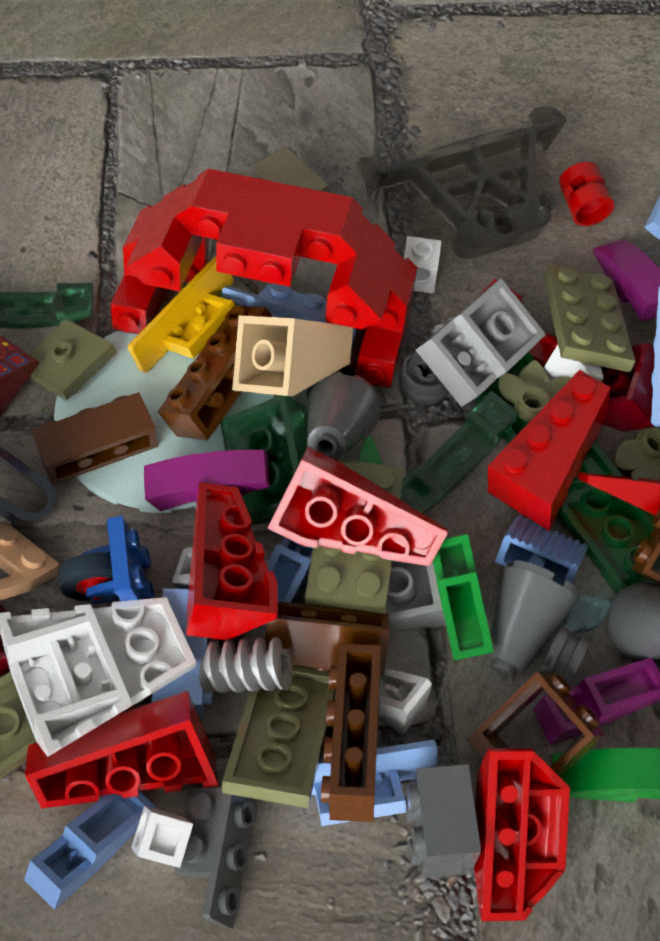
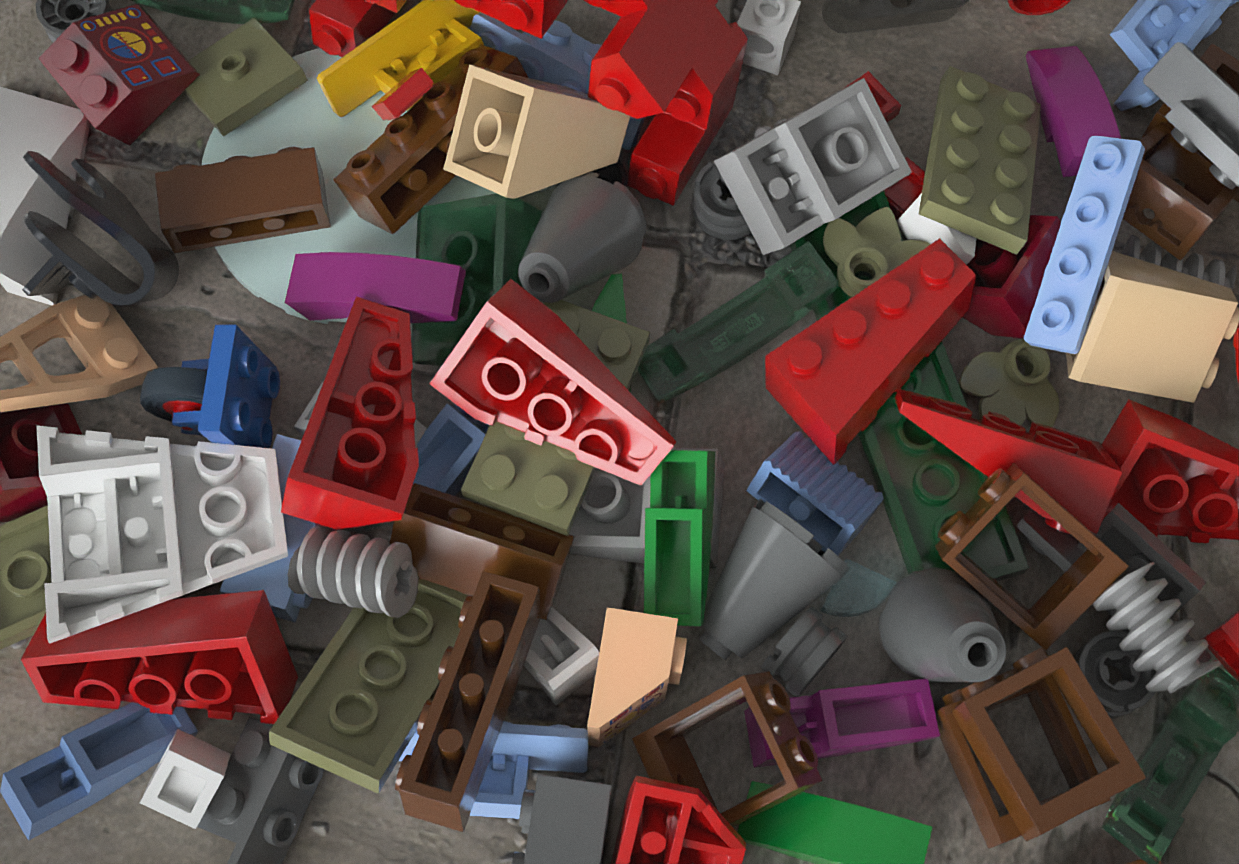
camera: 15 degrees right, 10 degrees up
(193, 346) = (403, 95): none -> red tile
(456, 691) = (633, 670): none -> light nougat slope

